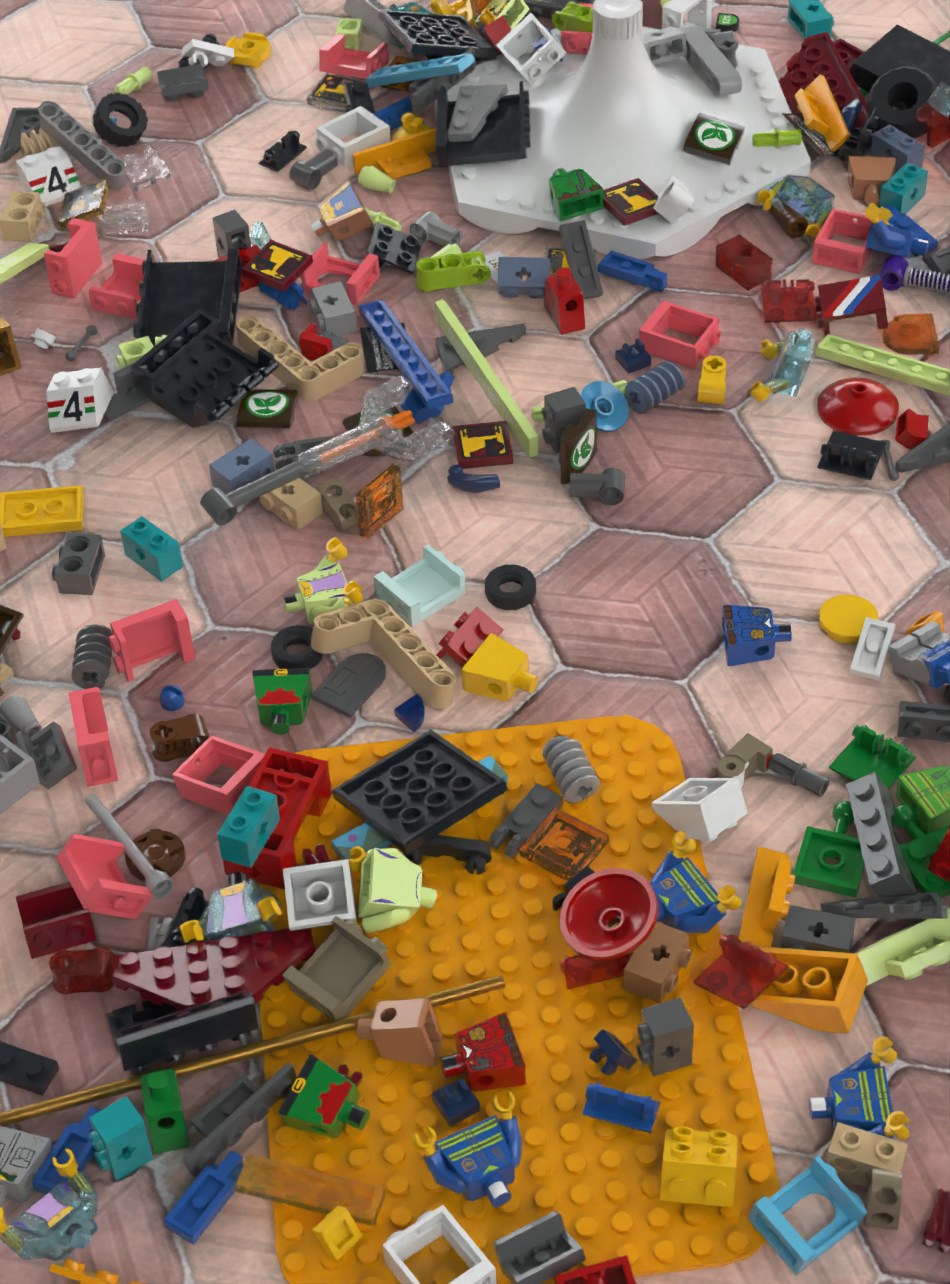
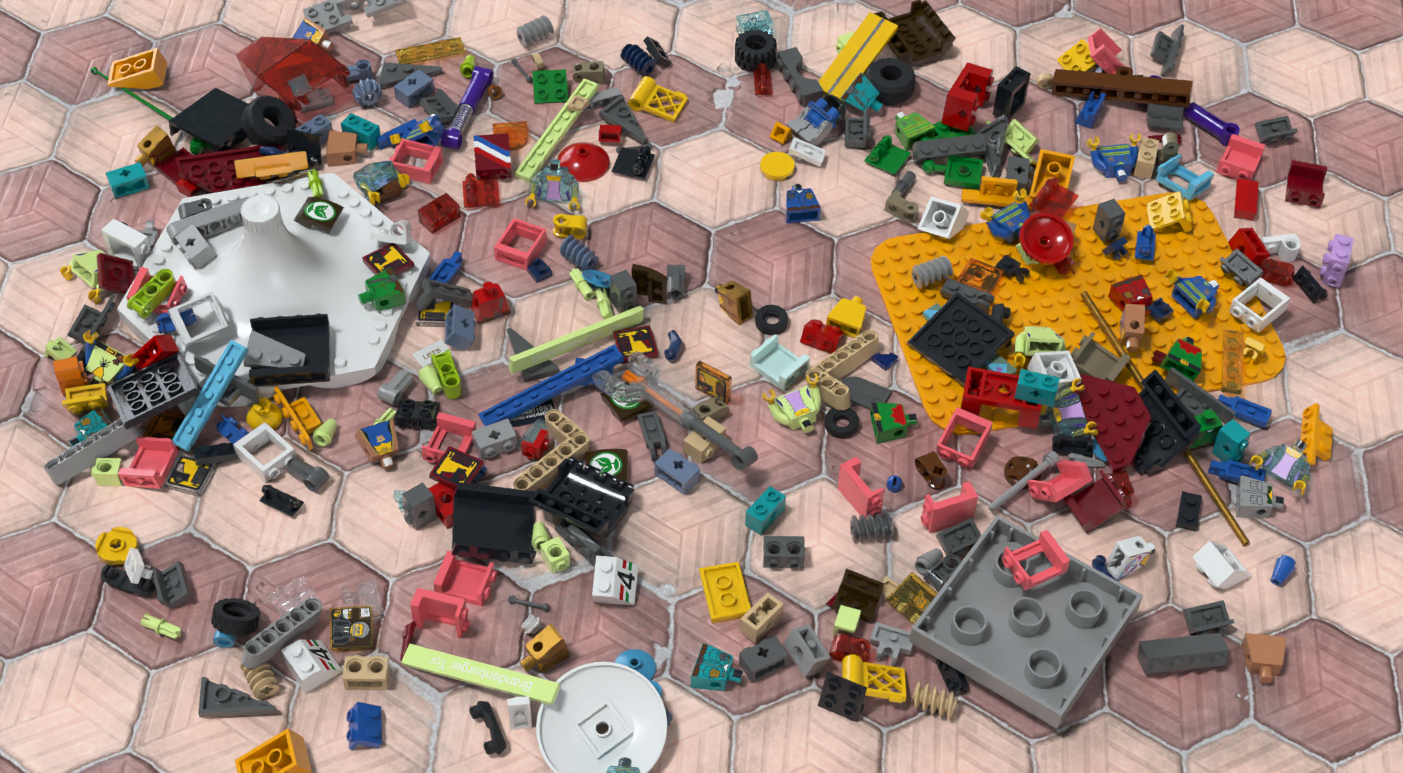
camera: 100 degrees left, 5 degrees up
(540, 537) = (735, 301): none -> pearl gold torso
(860, 26) = (155, 147): none -> pearl gold torso

